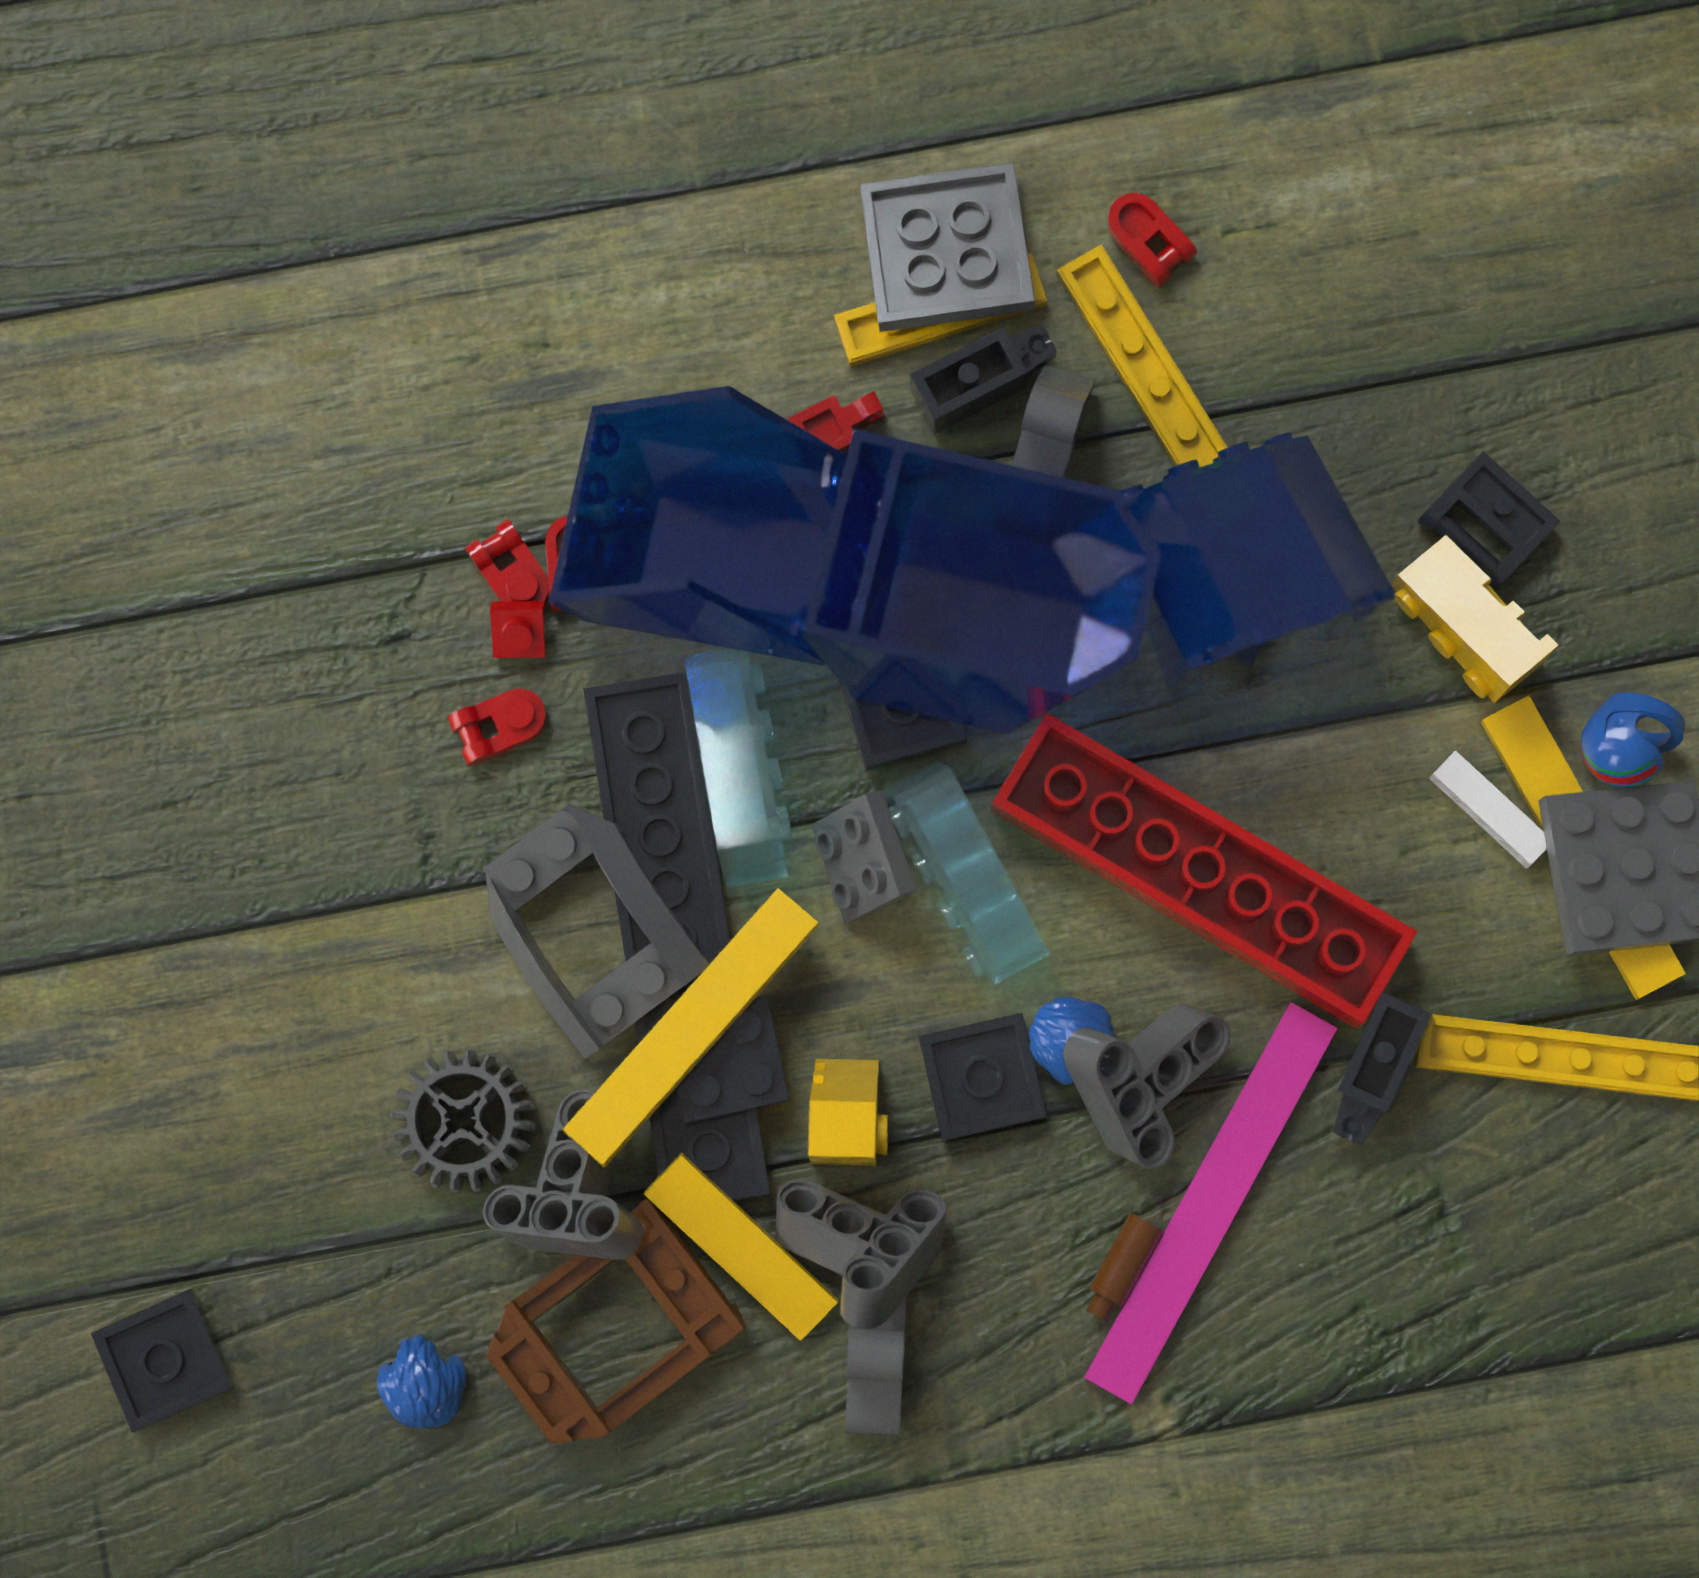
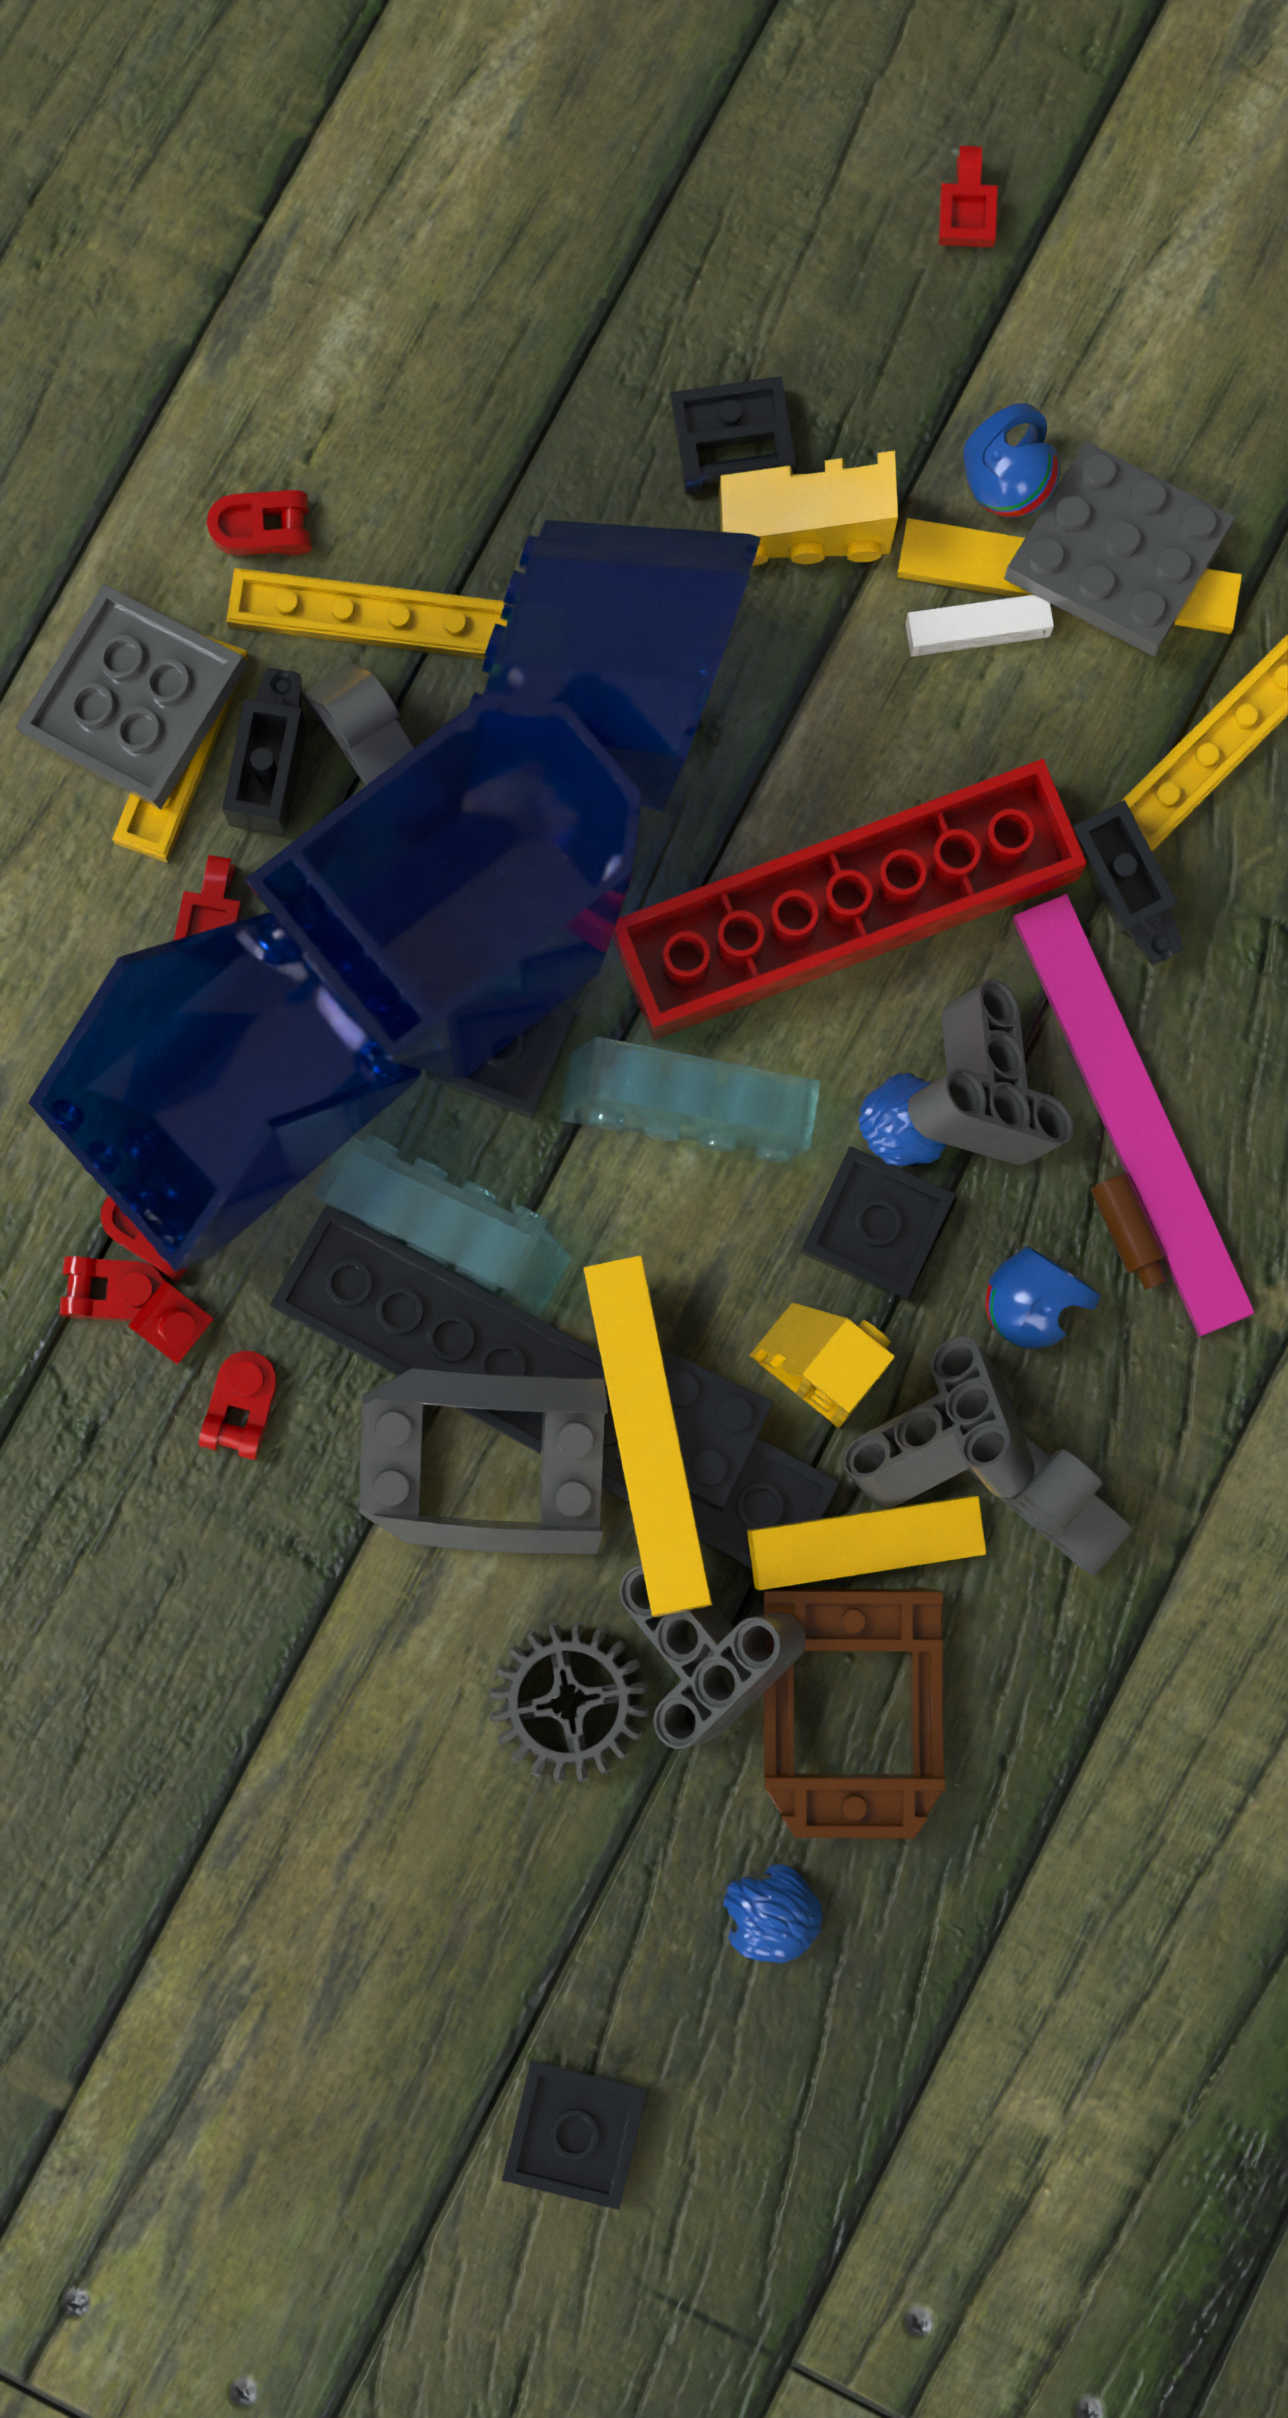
camera: 60 degrees left, 0 degrees up
(863, 857) = (611, 1175): dark grey plate -> none
(1014, 1226) = (1028, 1297): none -> blue helmet

